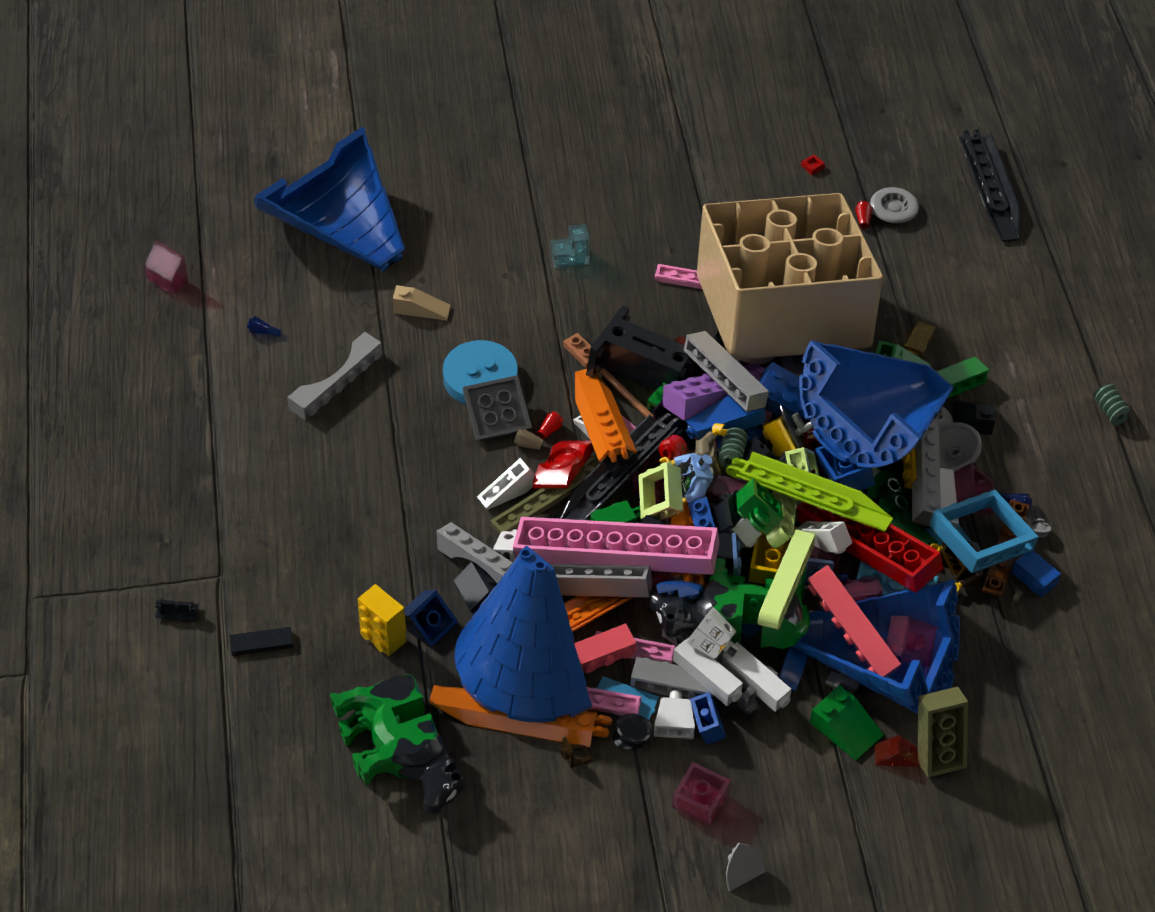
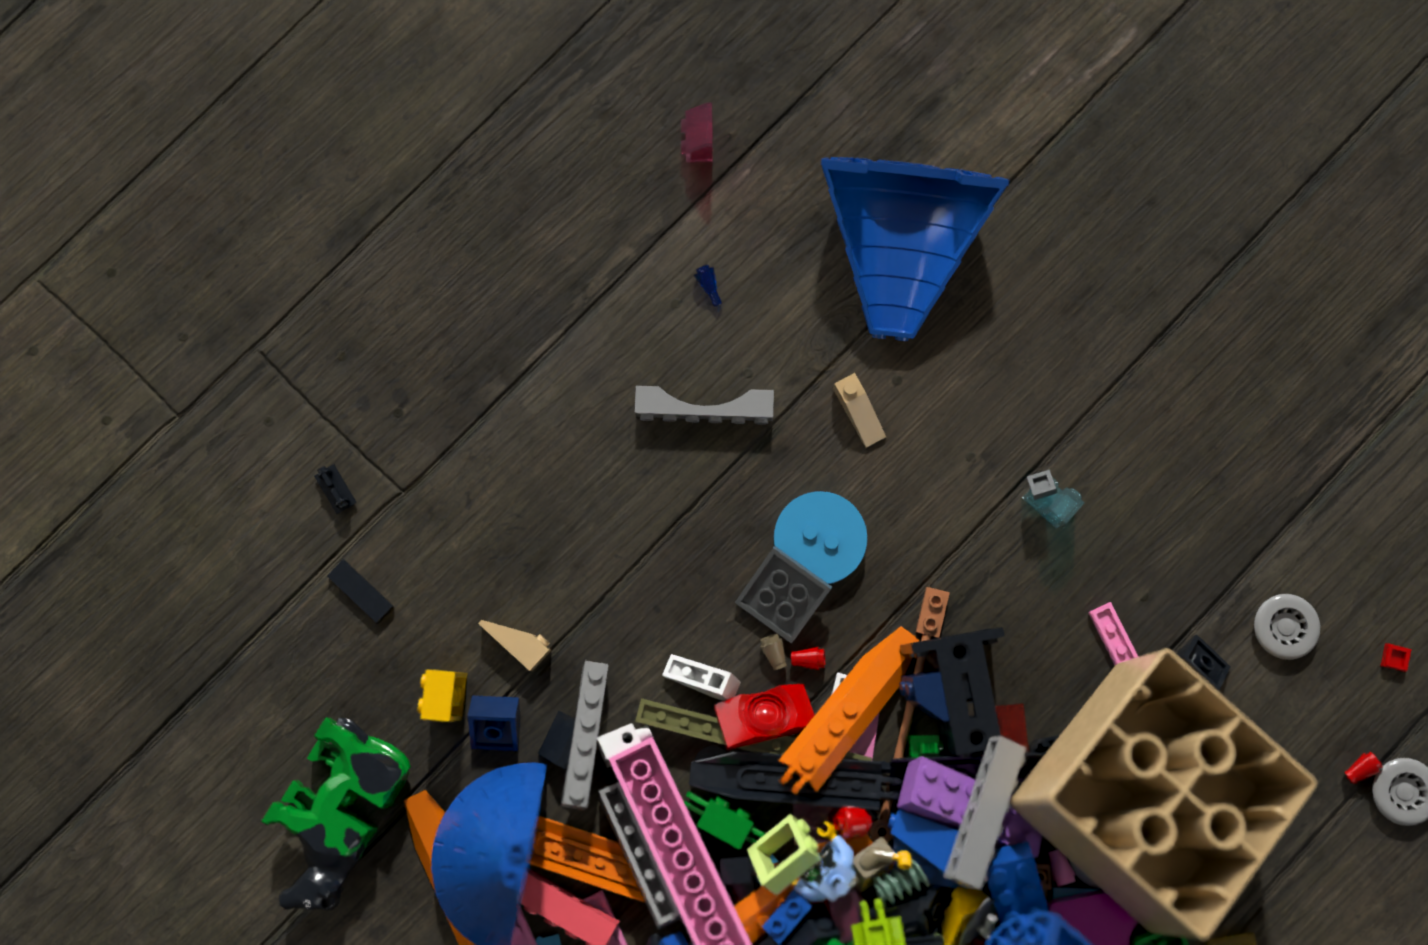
camera: 60 degrees right, 30 degrees up
(389, 569) = (524, 646): none -> tan slope
(555, 240) = (1042, 484): none -> plate
(629, 372) = (925, 693): none -> dark blue slope
(748, 190) = (1287, 626): none -> light grey wheel

